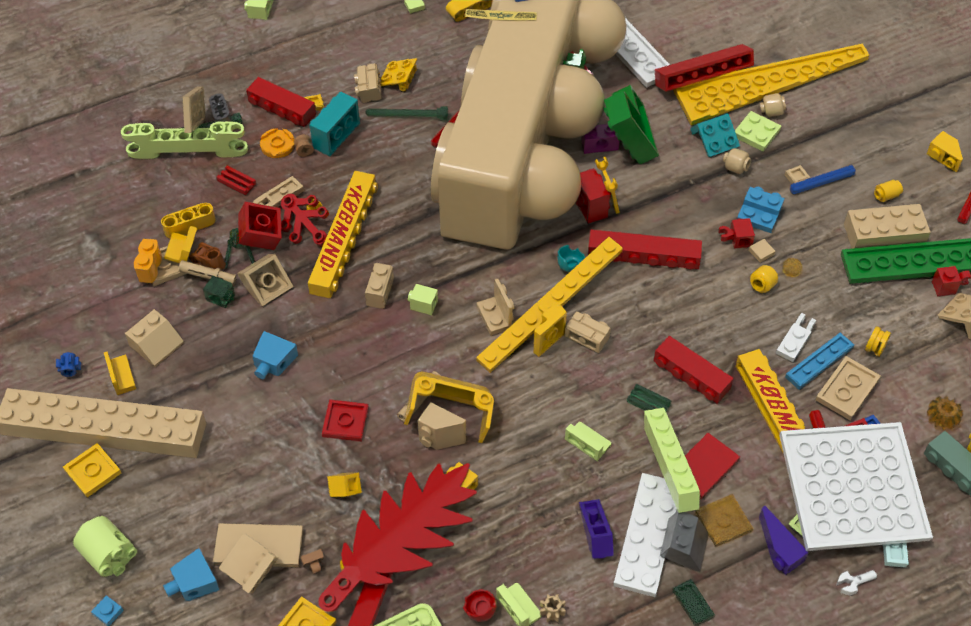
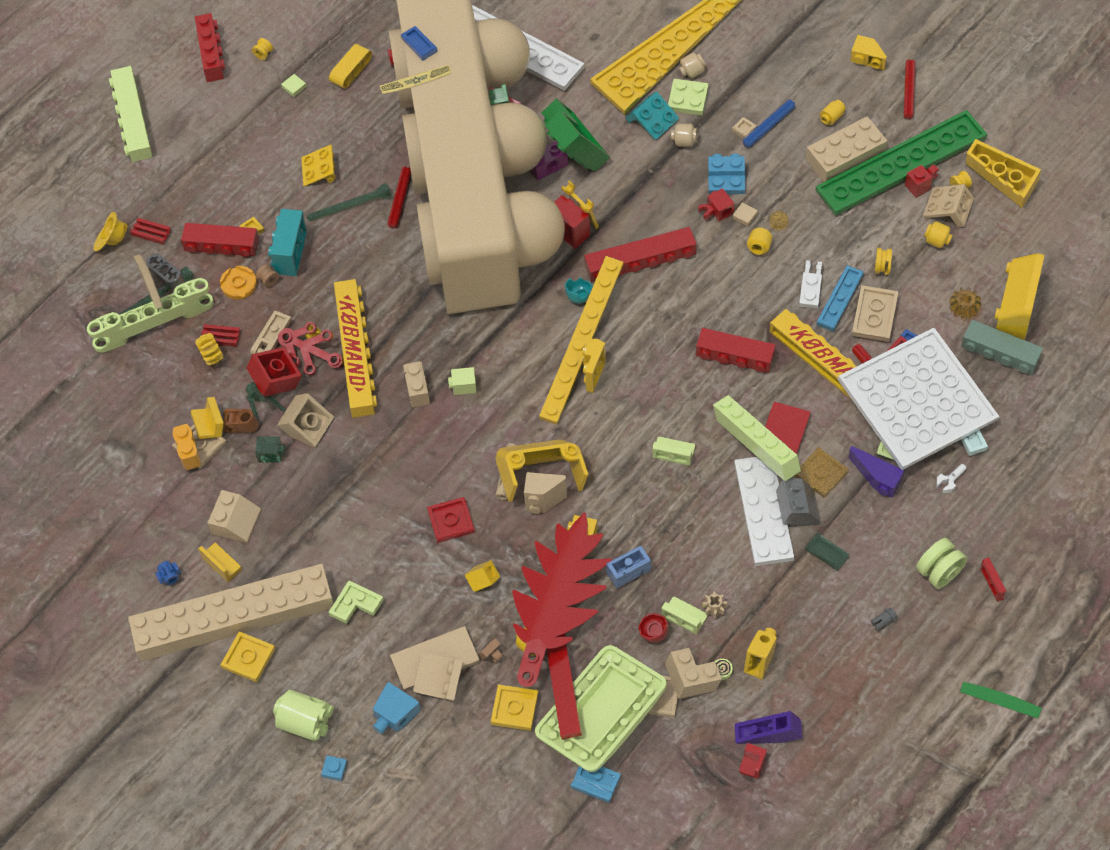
camera: 20 degrees left, 5 degrees up
(196, 216) = (203, 385): yellow beam -> none
(197, 65) = (112, 232): none -> yellow piece
(206, 272) = (245, 436): tan pin -> none
(215, 455) = (354, 597): none -> yellowish green plate
(217, 186) = (209, 349): none -> yellow gear
(232, 74) = (152, 228): none -> red tile
(273, 355) = (354, 487): dark azure torso -> none
(368, 83) = (296, 187): tan brick -> none
(485, 533) = (628, 566): none -> medium blue brick
(497, 310) = (536, 365): tan bracket -> none
(587, 331) = (627, 352): tan brick -> none
(596, 529) = (719, 523): dark purple slope -> none
(649, 397) = (709, 391): clear green tile -> none
(704, 67) = (611, 51): red brick -> none
(944, 337) = (938, 234): none -> yellow head

